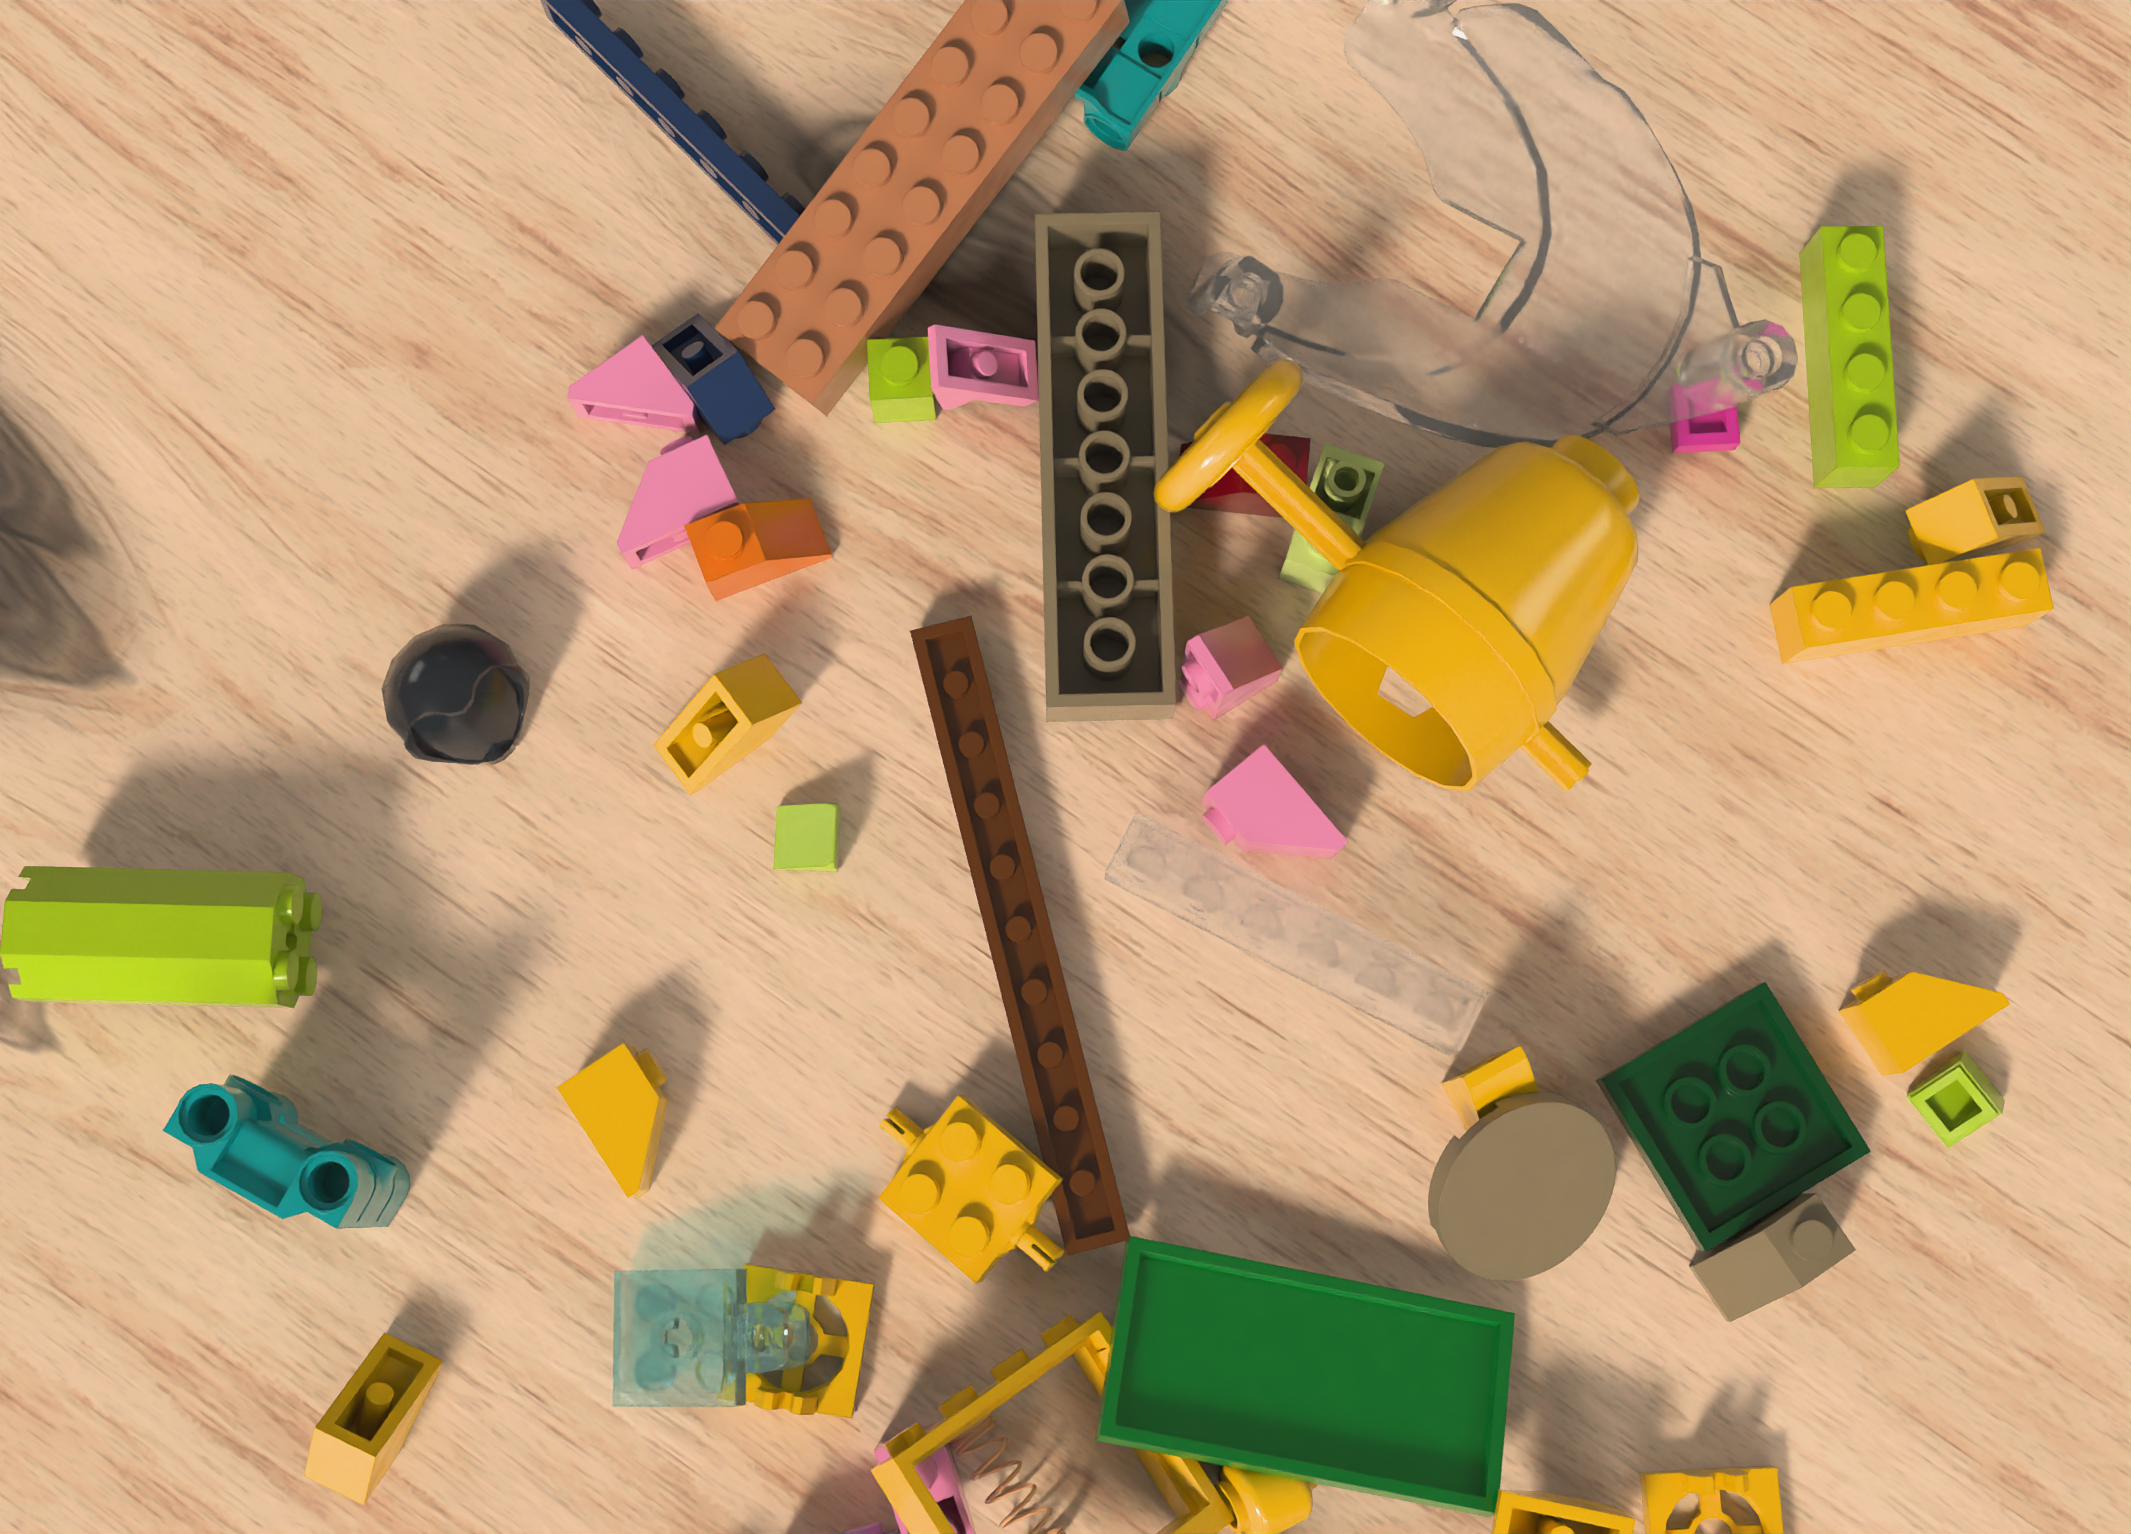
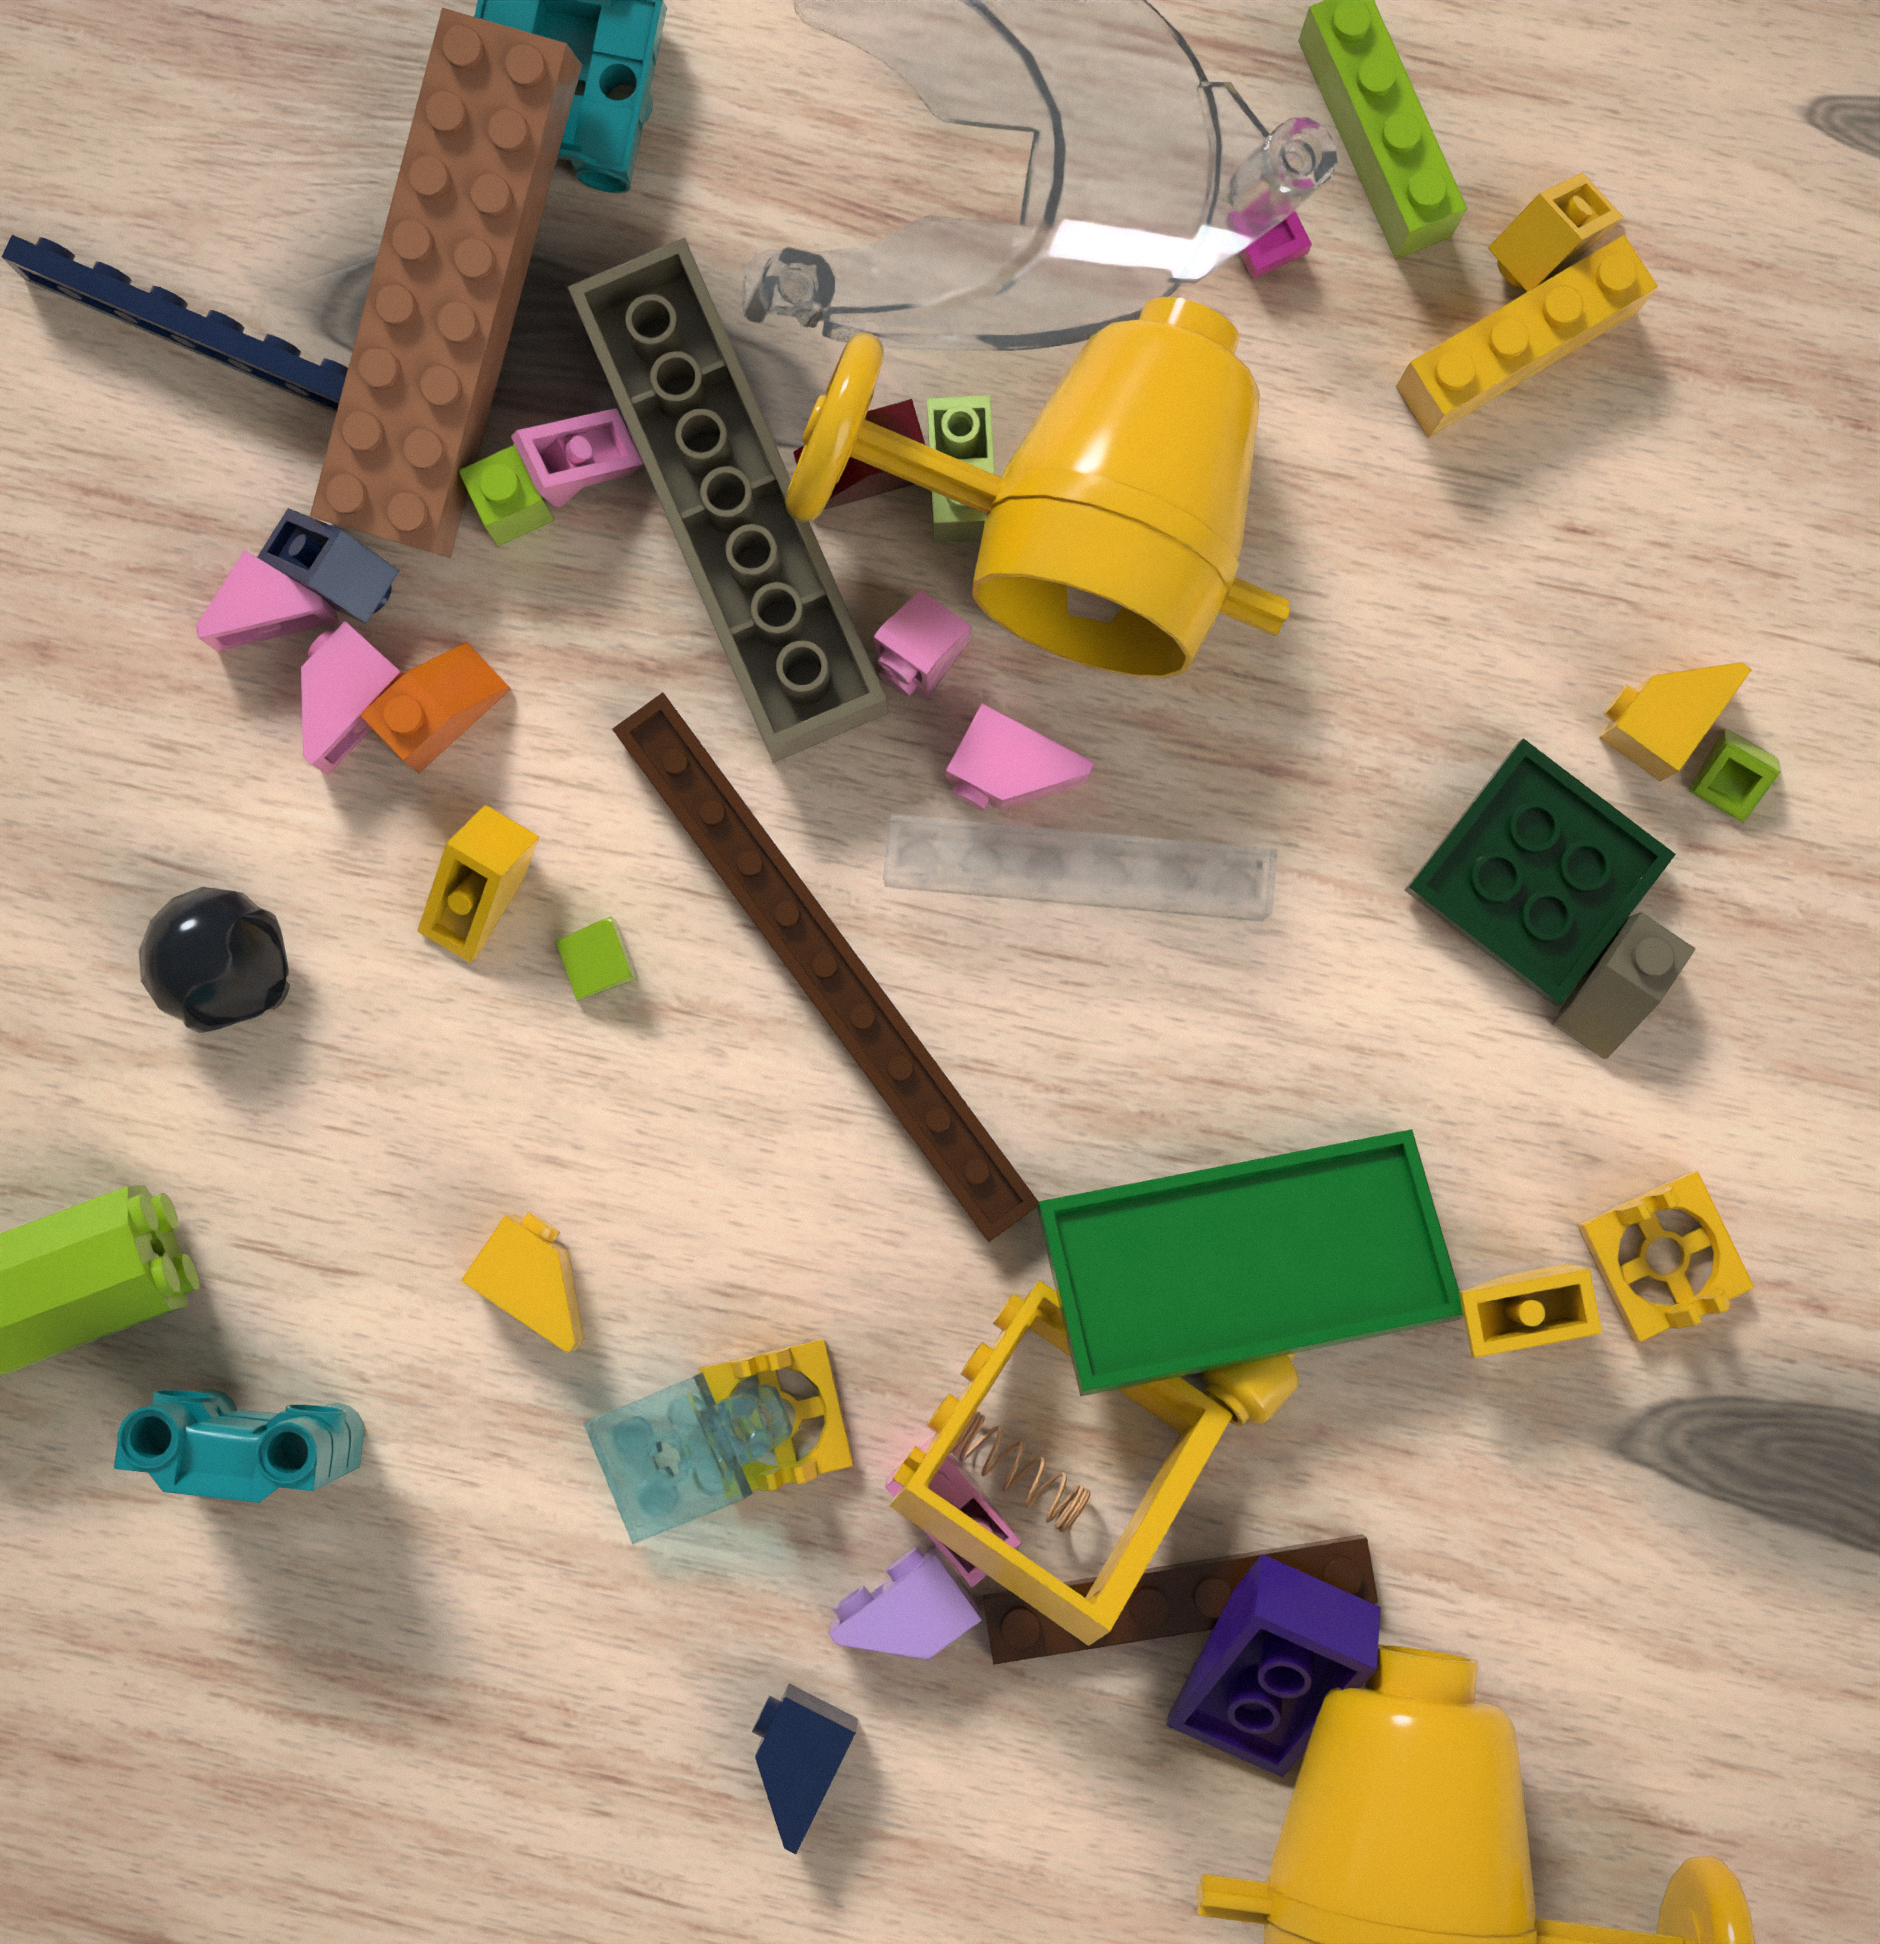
camera: 20 degrees left, 5 degrees up
(371, 1418) = (418, 1644): yellow slope -> none
(970, 1189) = (877, 1217): yellow plate -> none
(1489, 1081) = (1324, 945): yellow slope -> none
(1522, 1186) = (1375, 1013): dark tan tile -> none

